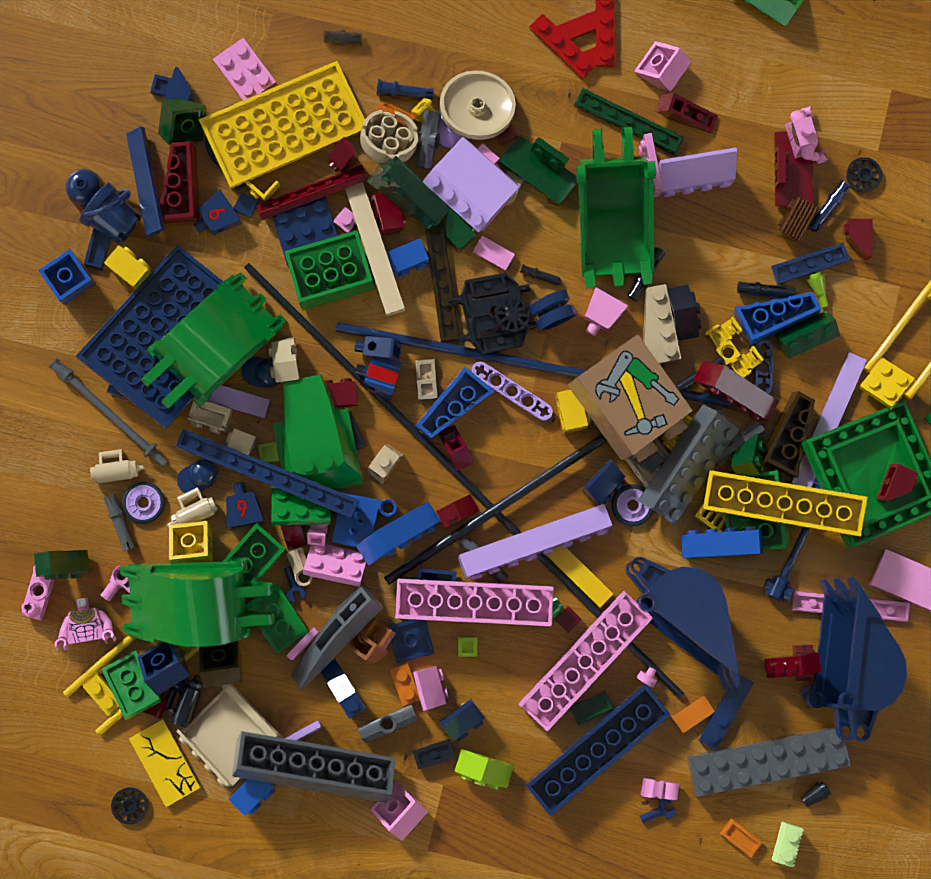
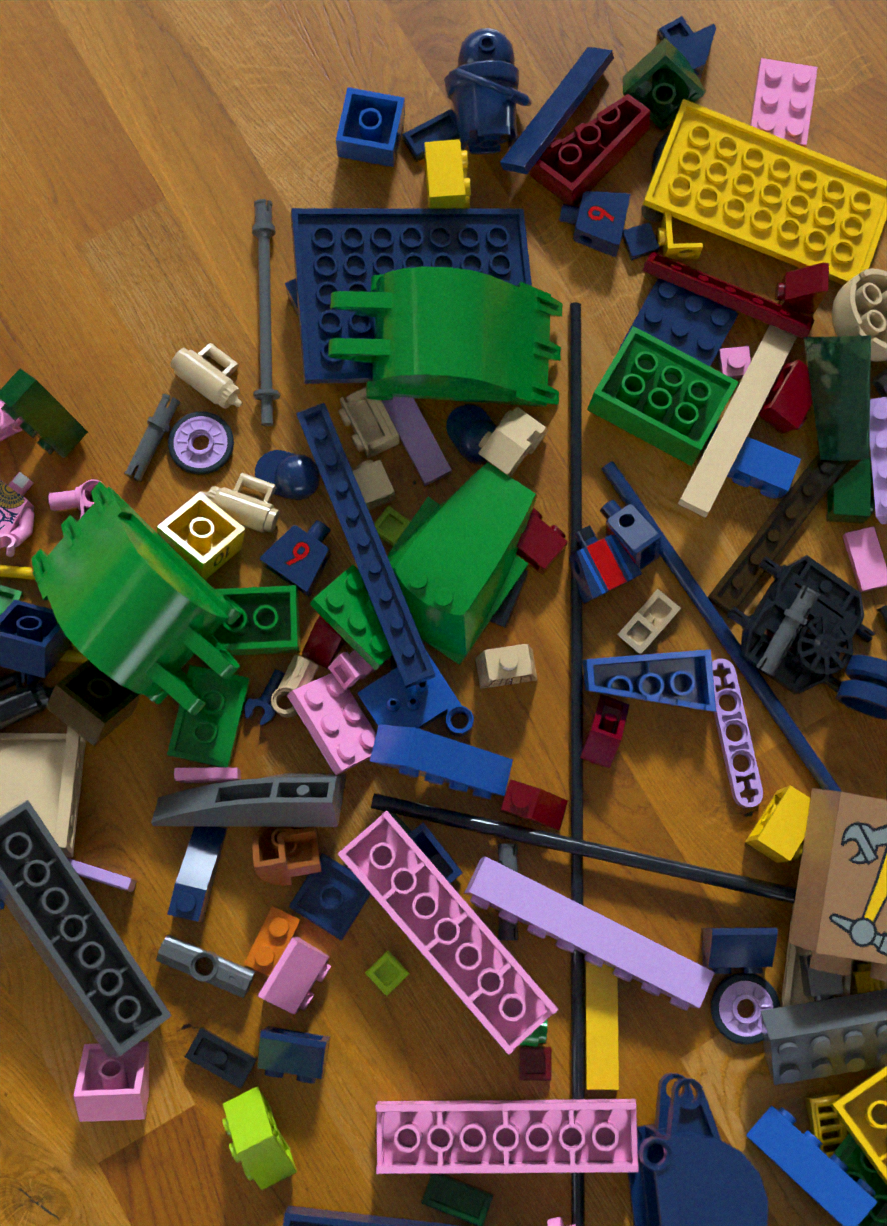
camera: 45 degrees right, 5 degrees down
(487, 315) = (788, 630): none -> dark grey pin

